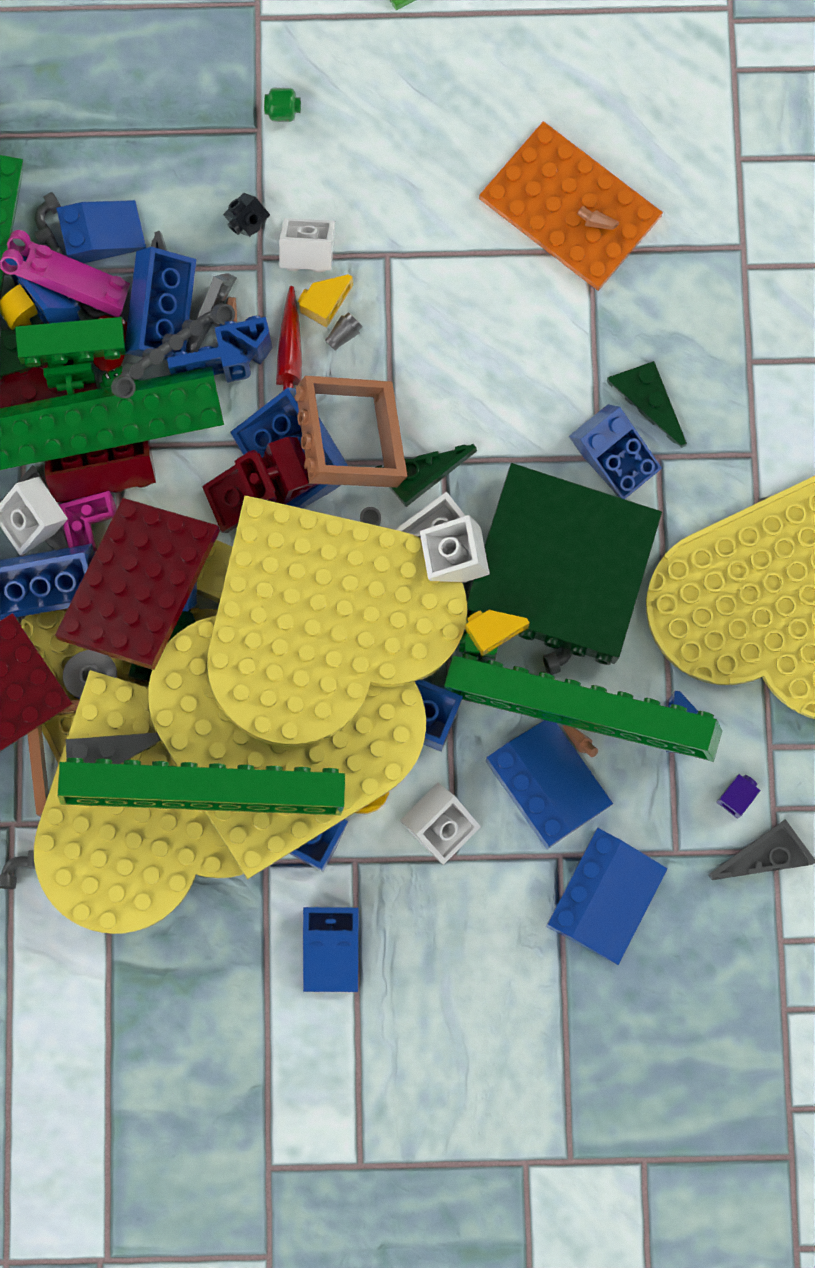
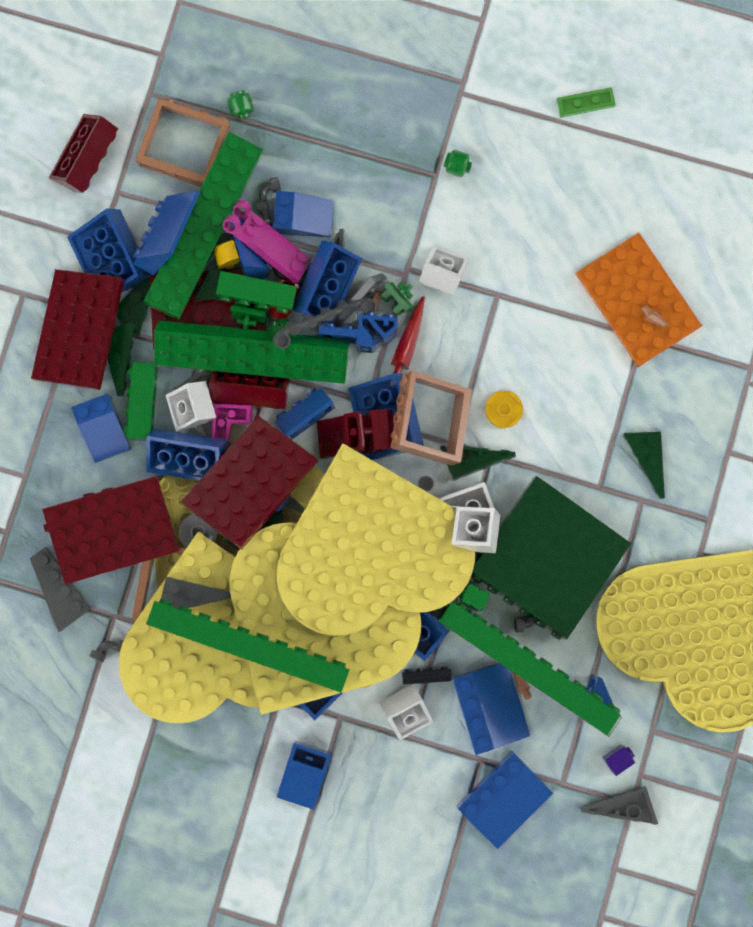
camera: 20 degrees right, 5 degrees up
(185, 479) = (304, 413): none -> blue slope
(246, 215) = (407, 236): black brick -> none
(247, 291) = (402, 302): none -> green hips
(325, 298) = (443, 314): yellow slope -> none
(344, 330) = (449, 341): flat silver cone -> none
(442, 396) = (504, 409): none -> yellow tile
(452, 769) = (426, 676): none -> black piece
(493, 629) = (485, 594): yellow slope -> none
(615, 451) = (612, 487): blue slope -> none

